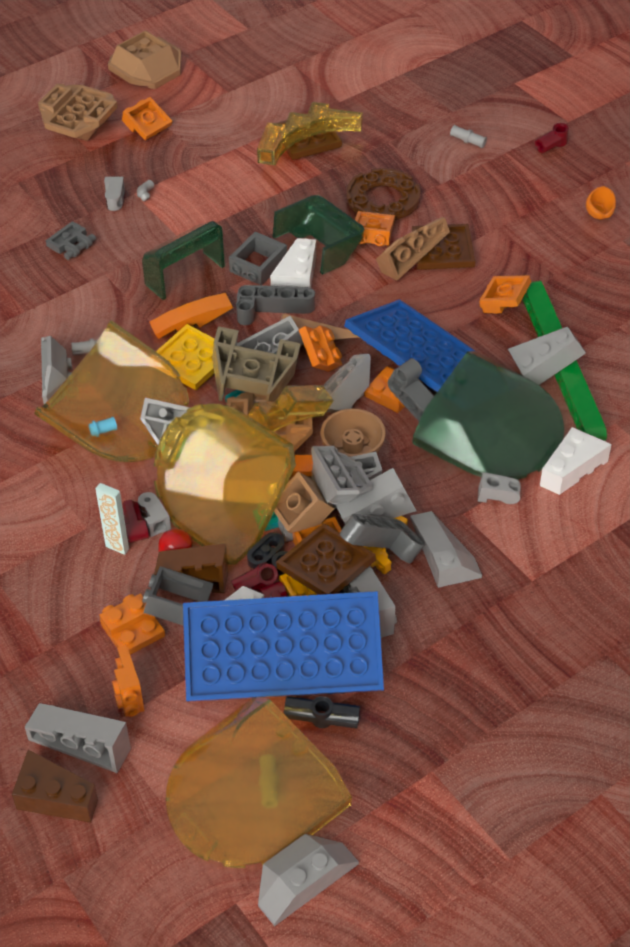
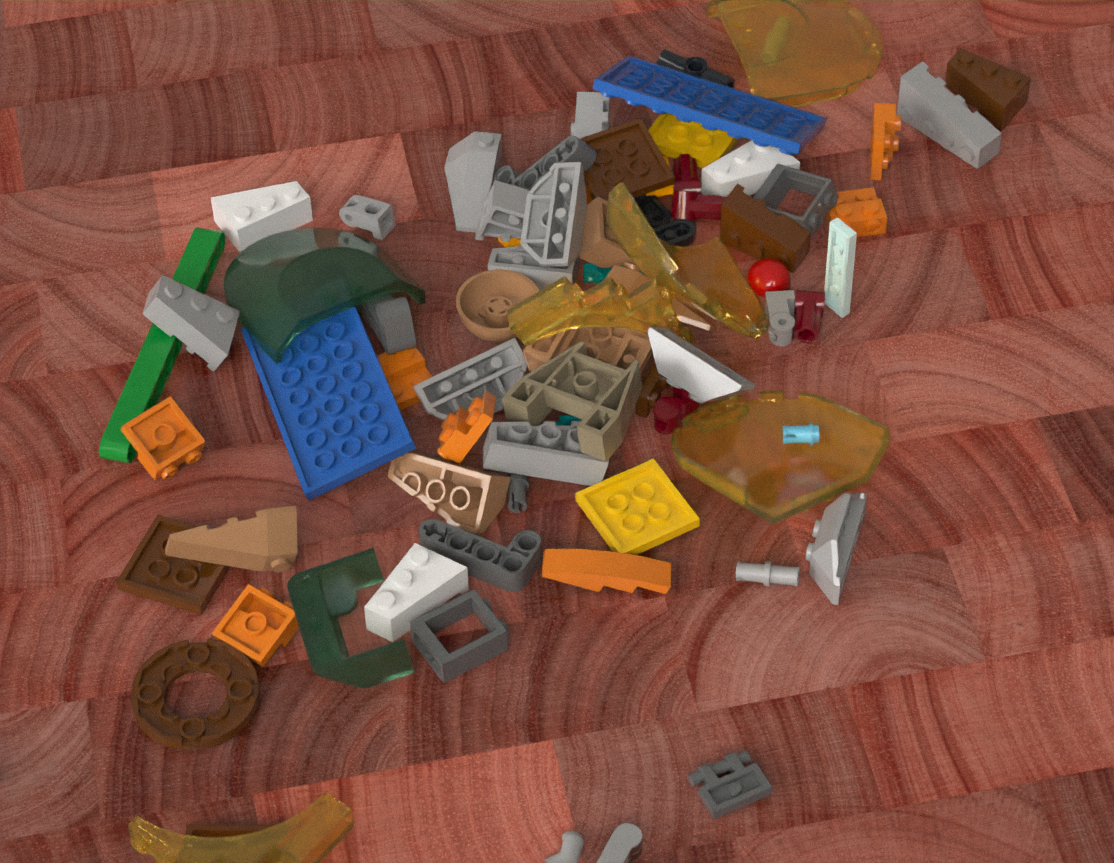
camera: 155 degrees left, 0 degrees up
(205, 236) = (574, 625): clear green windscreen -> none

